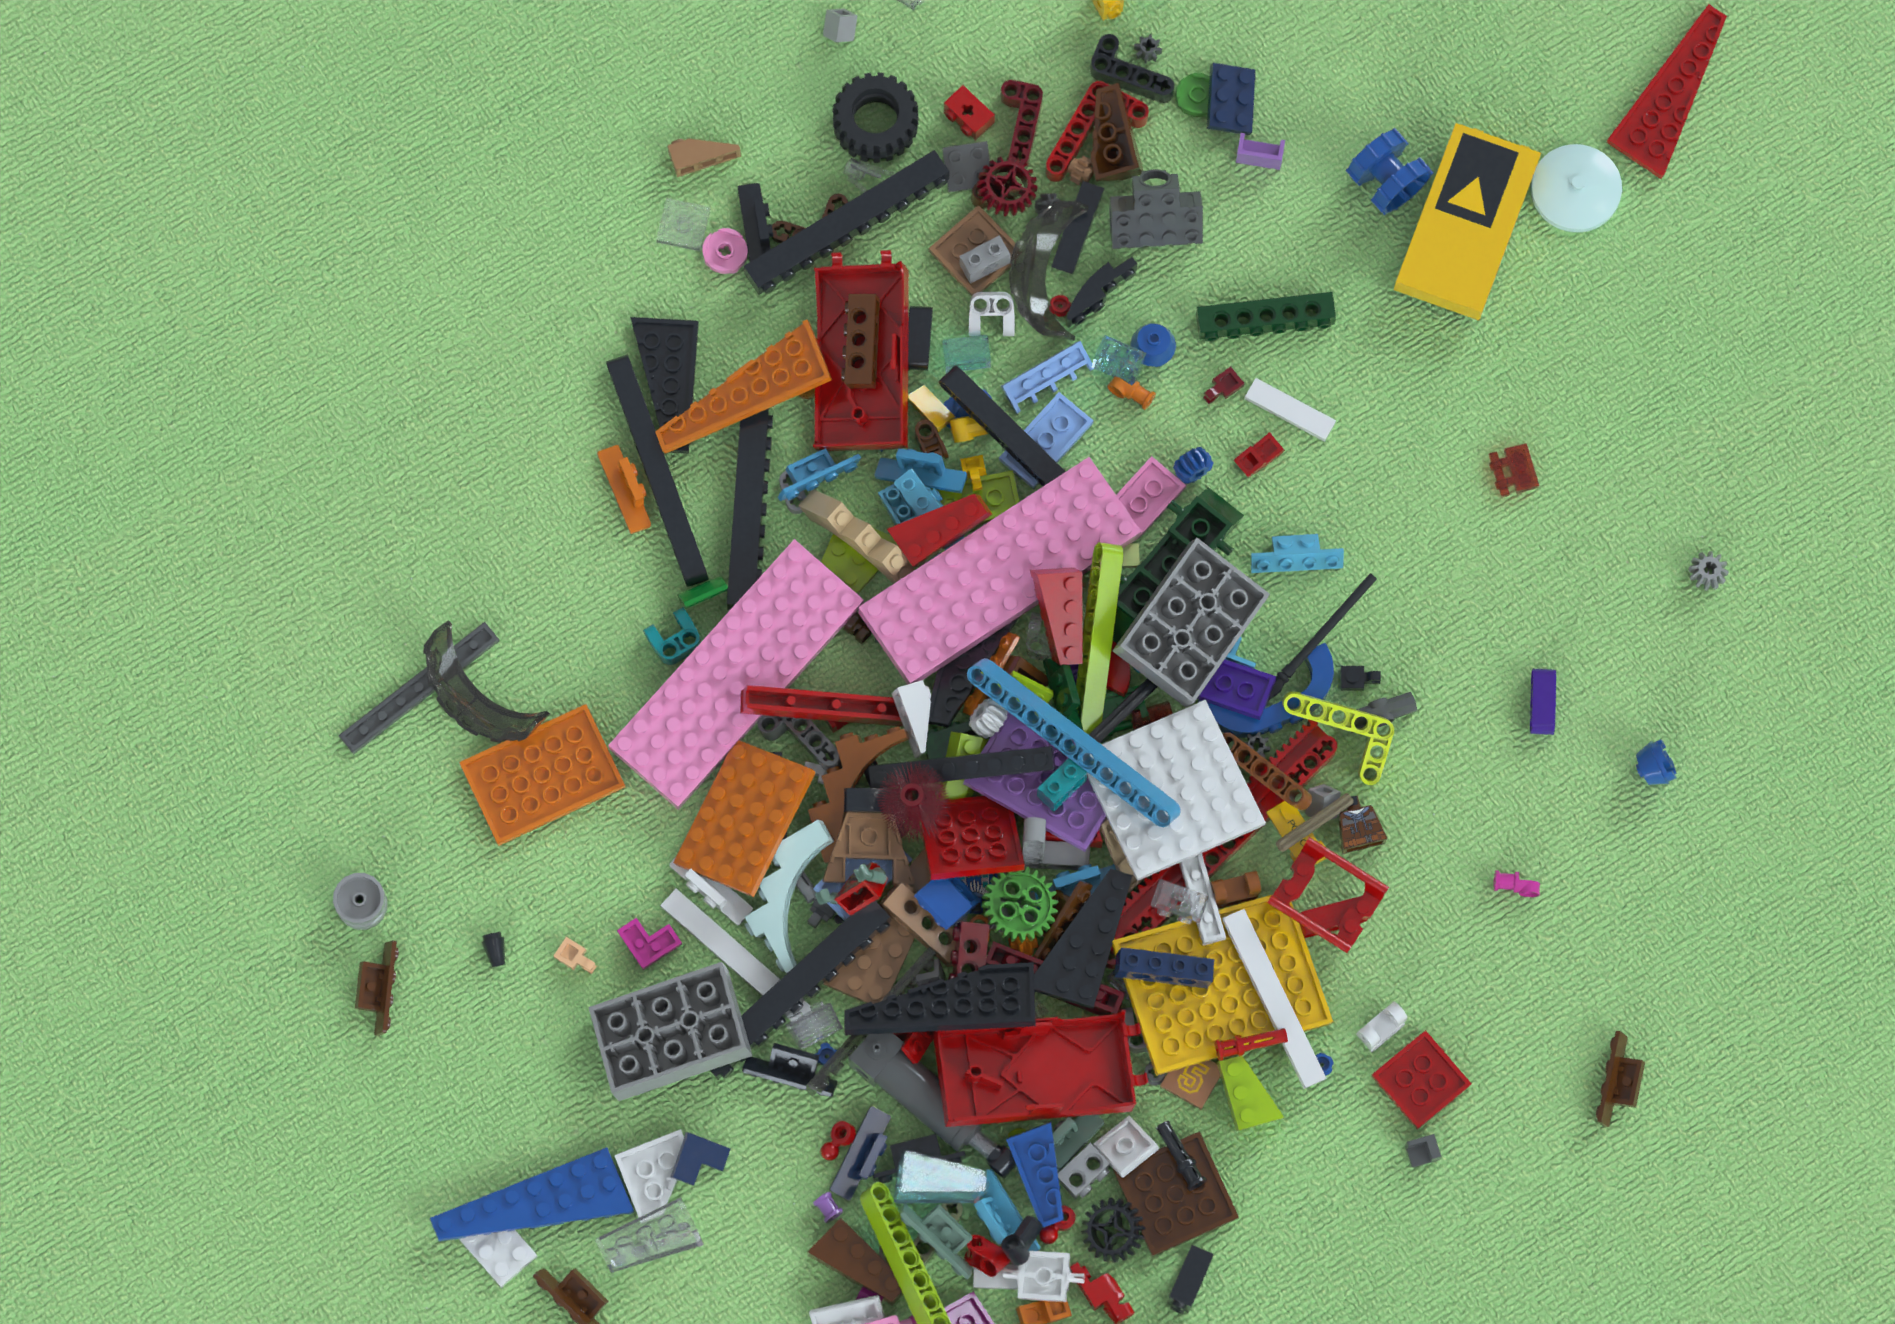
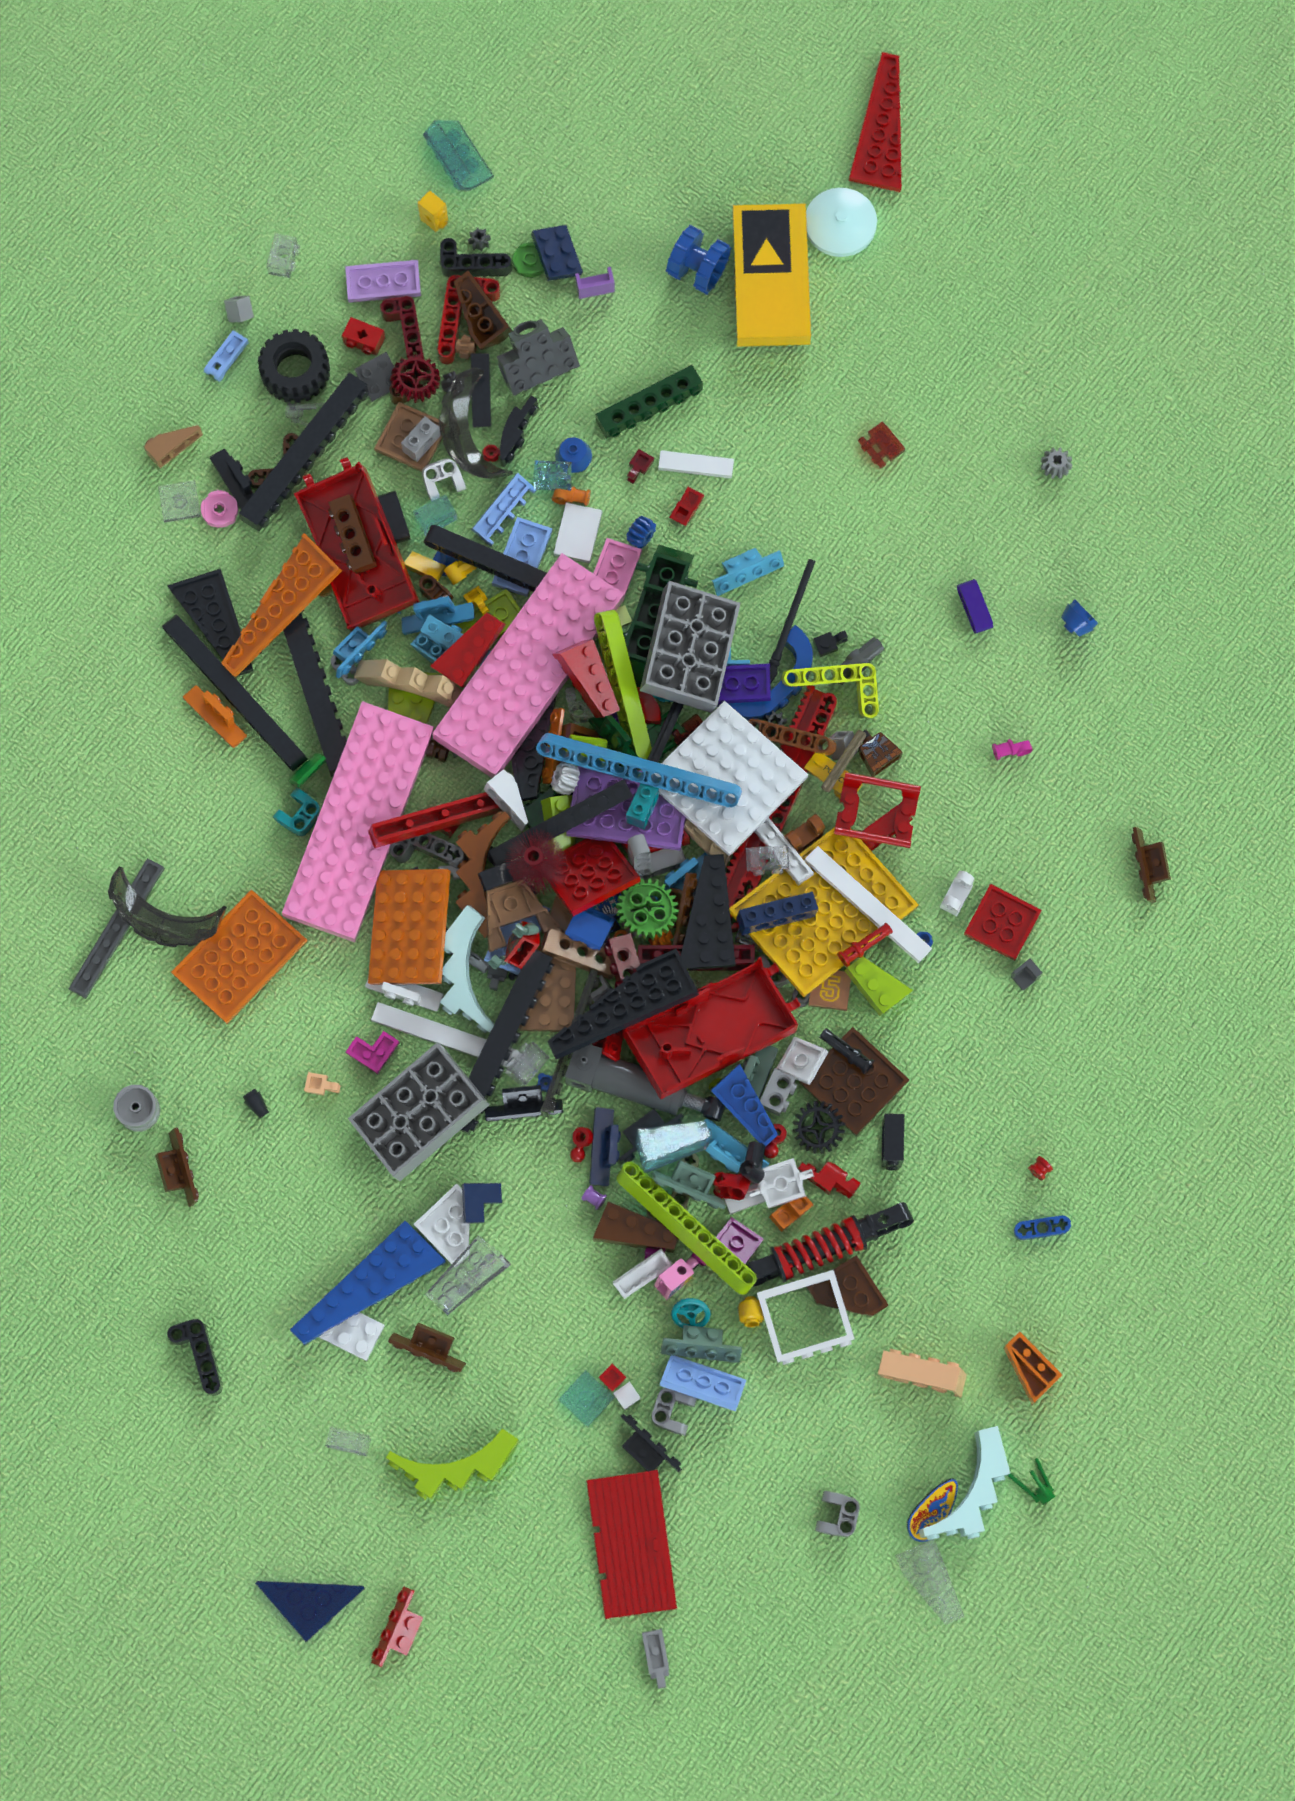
camera: 20 degrees left, 0 degrees up
(320, 1210) = (200, 1358): none -> black beam
(804, 74) = (226, 355): none -> light blue plate
(1018, 55) = (383, 281): none -> lavender plate
(1121, 437) = (578, 532): none -> white tile

